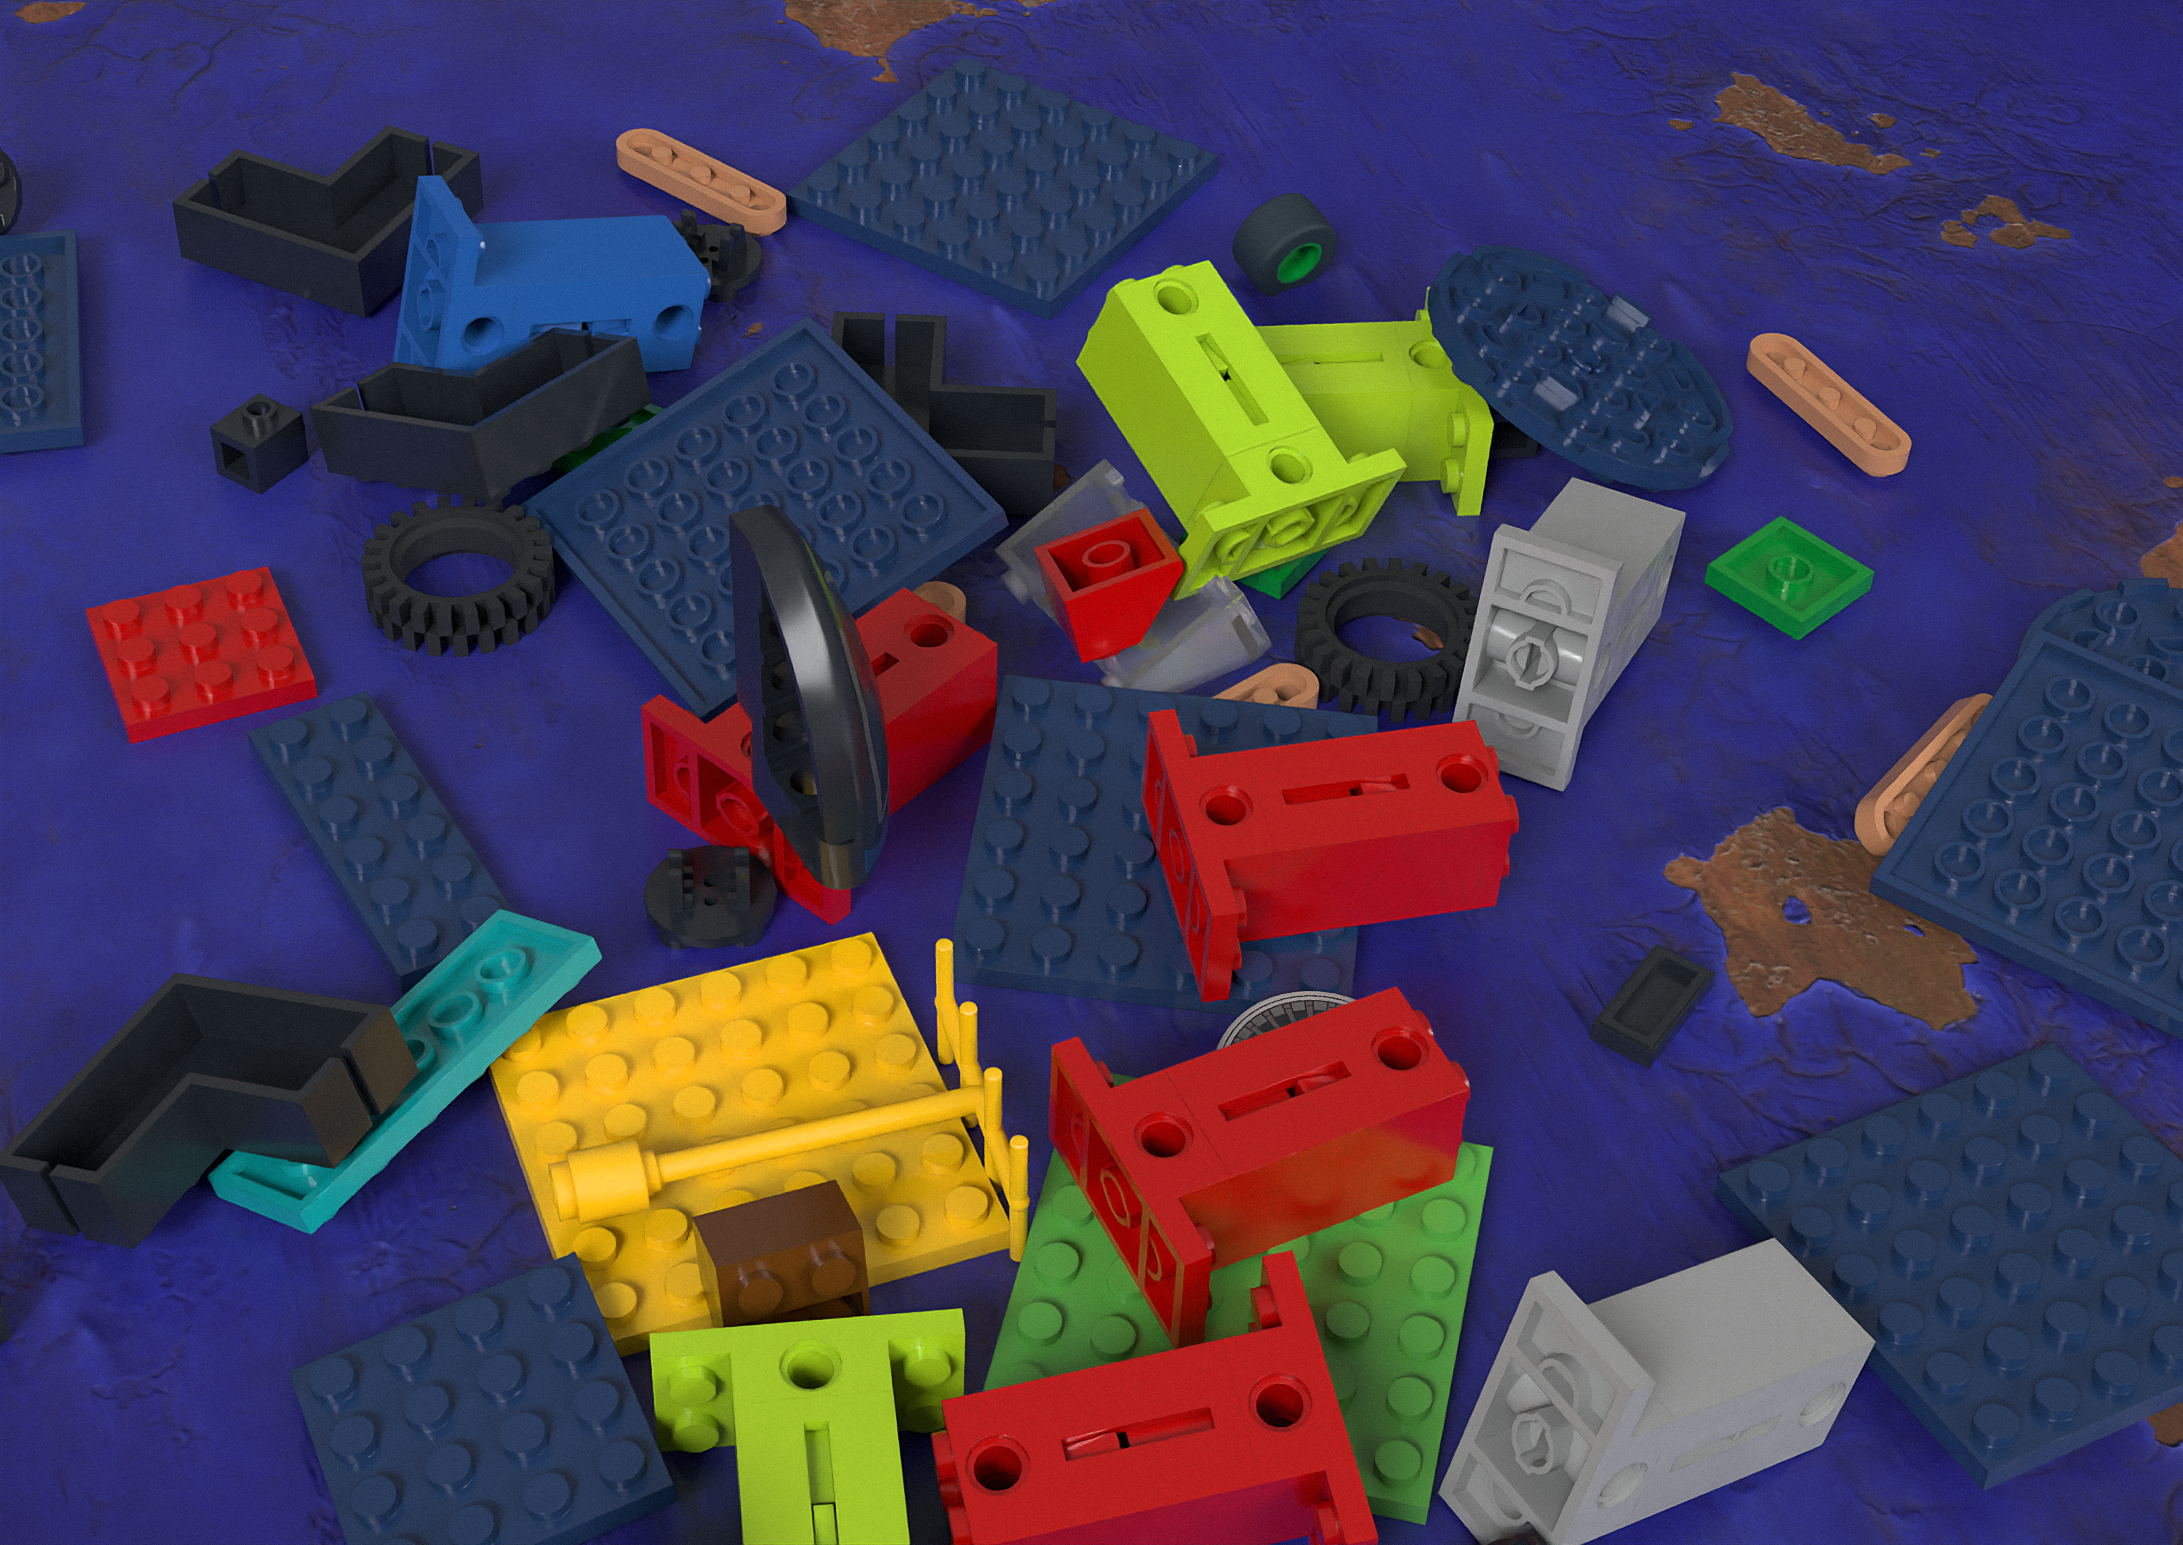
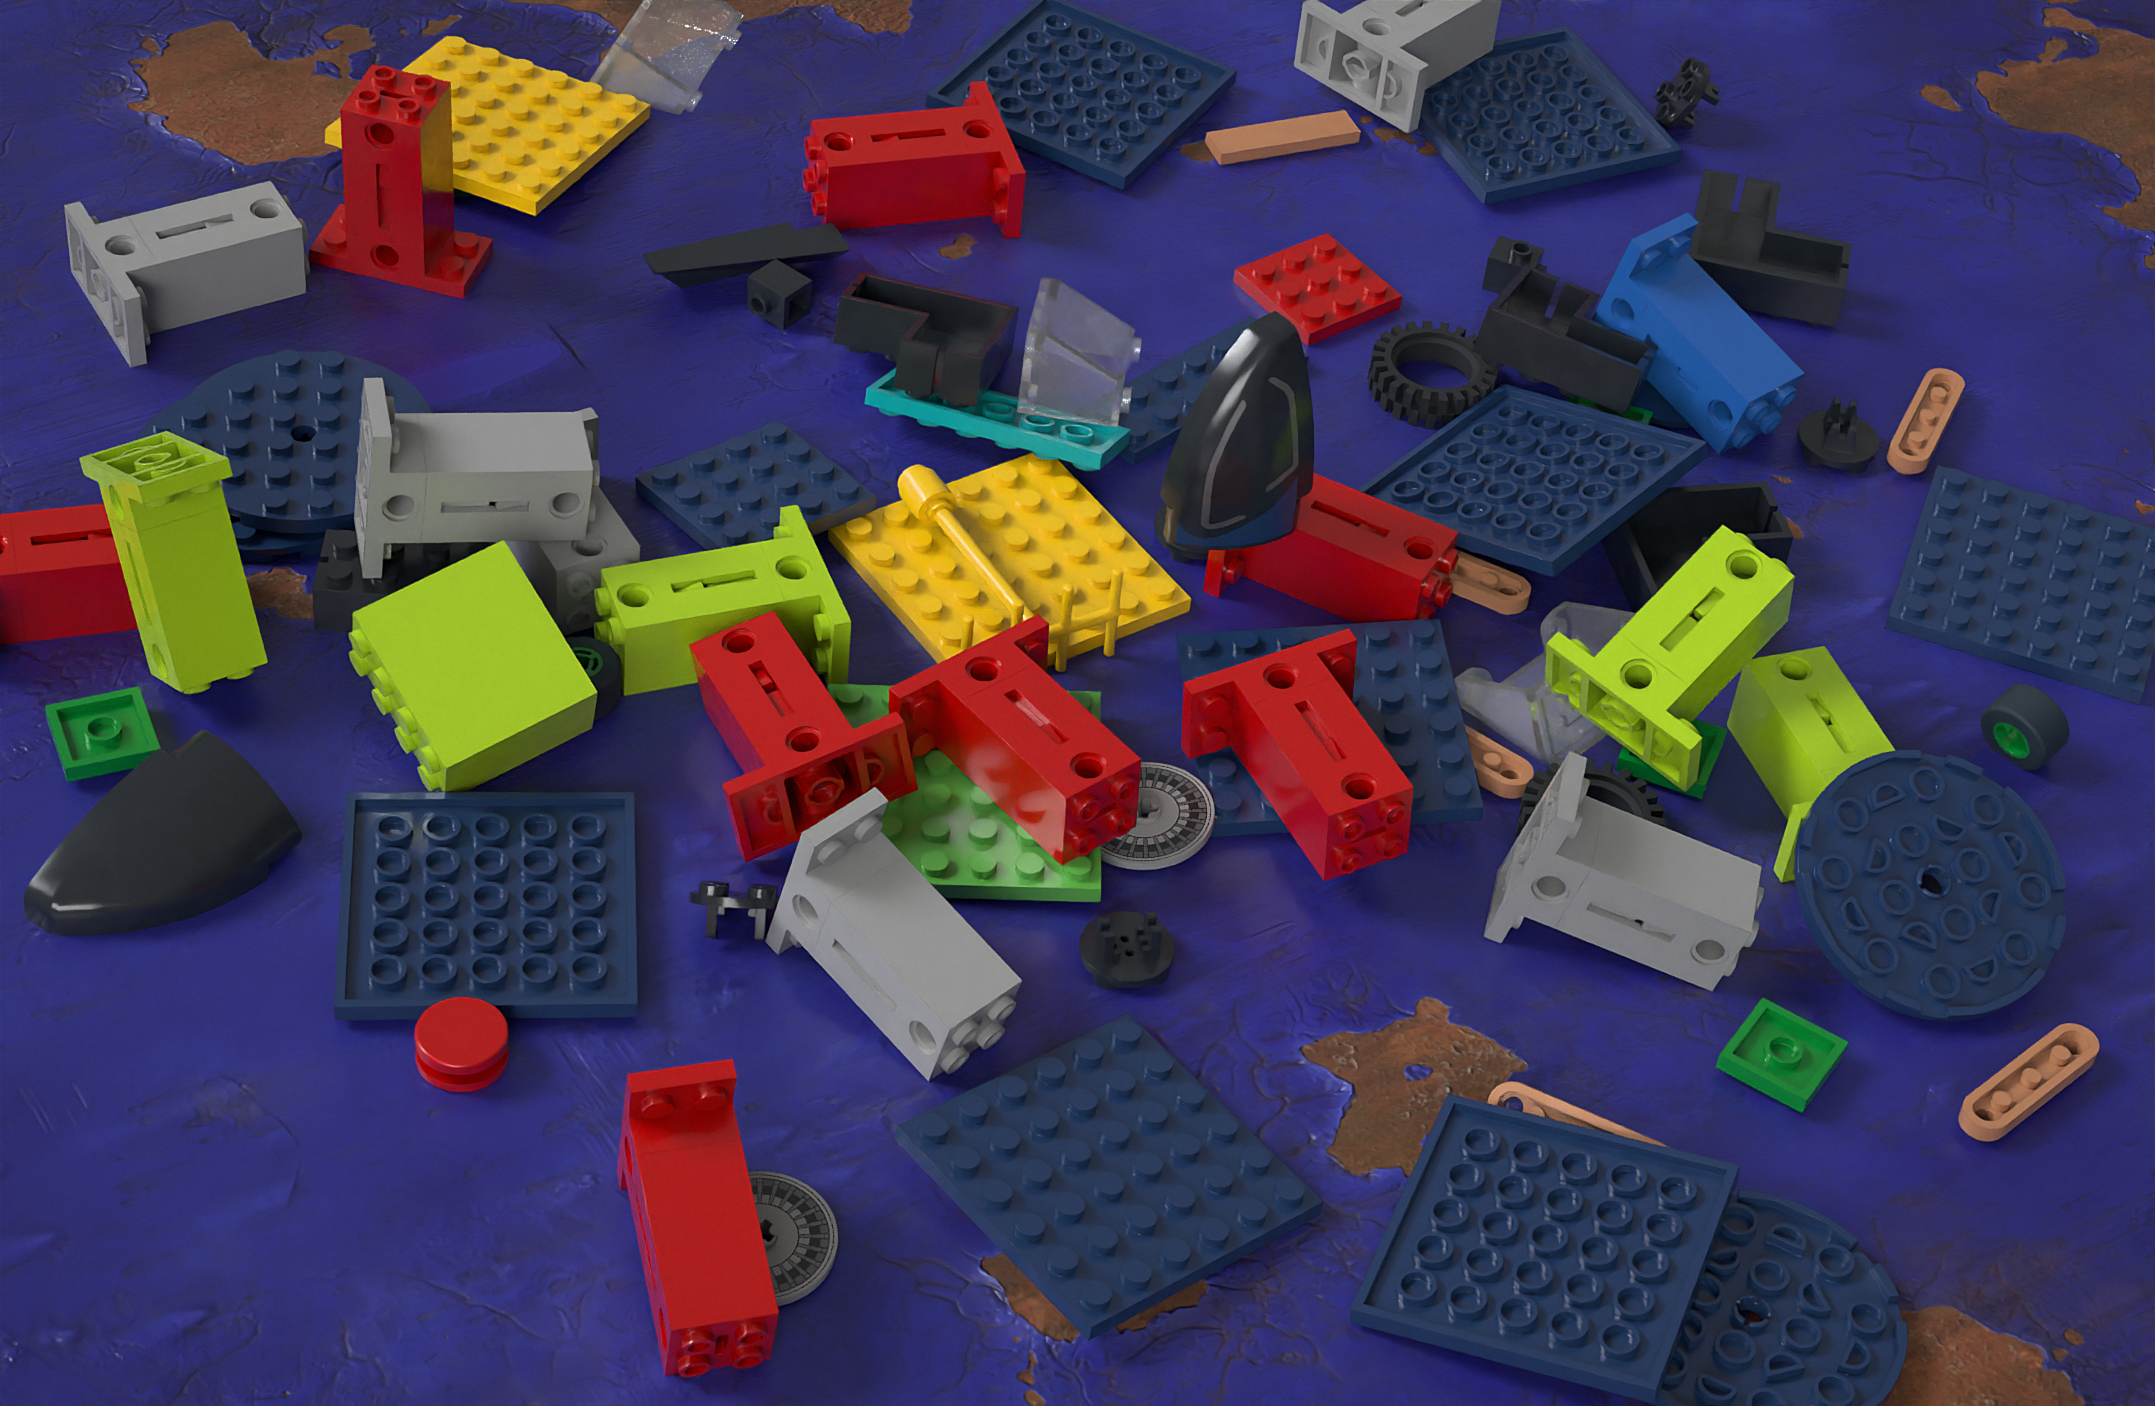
camera: 75 degrees right, 0 degrees up
(374, 922) = (1076, 358): none -> clear windscreen
(783, 1259) = (883, 579): reddish brown slope -> none
(1109, 582) = (1517, 639): red slope -> none
(1584, 1154) = (1126, 950): none -> black plate
(1652, 1006) = (1282, 986): black tile -> none

